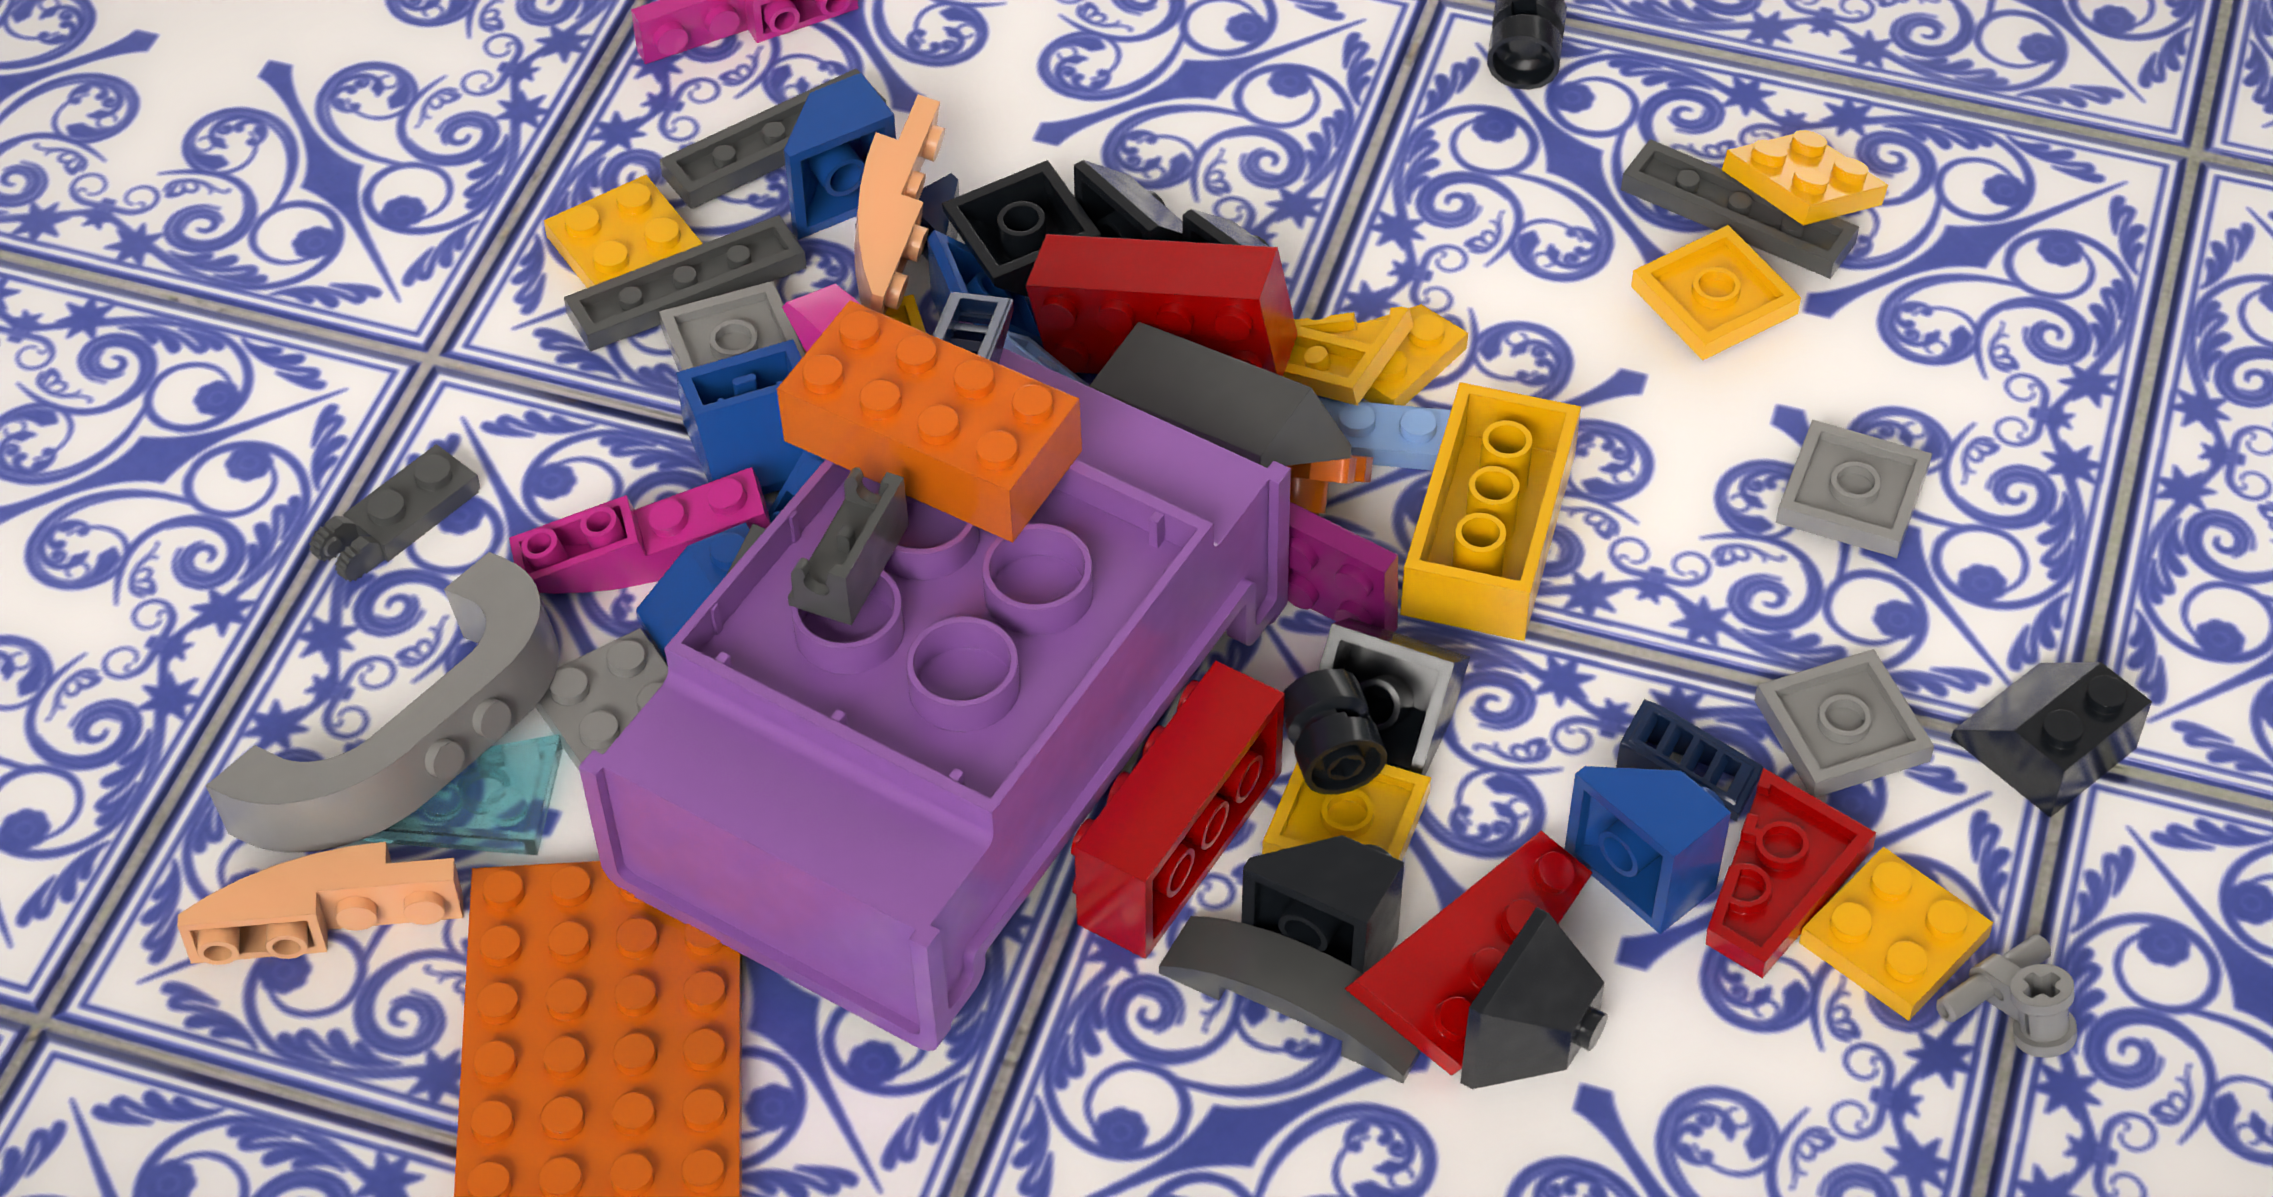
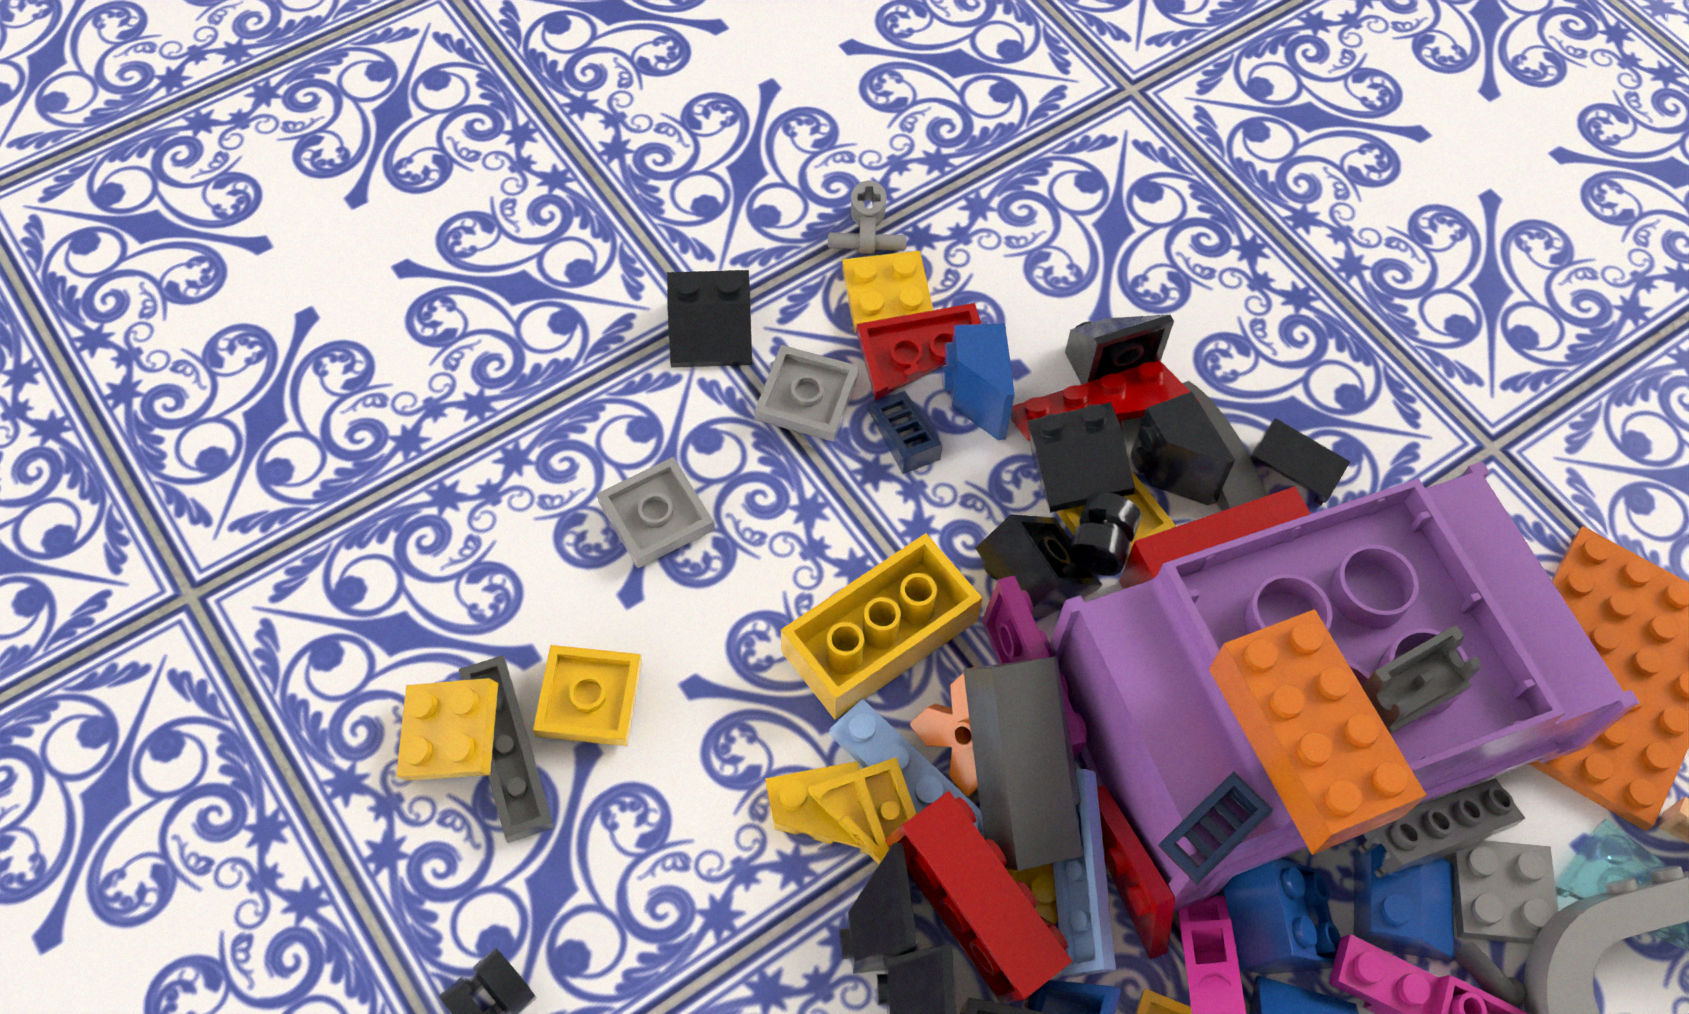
camera: 145 degrees left, 10 degrees up
(587, 598) = (1489, 976): none -> dark grey arm
(1172, 1027) = (1300, 459): none -> black hinge
(1443, 820) = (1080, 456): none -> black slope

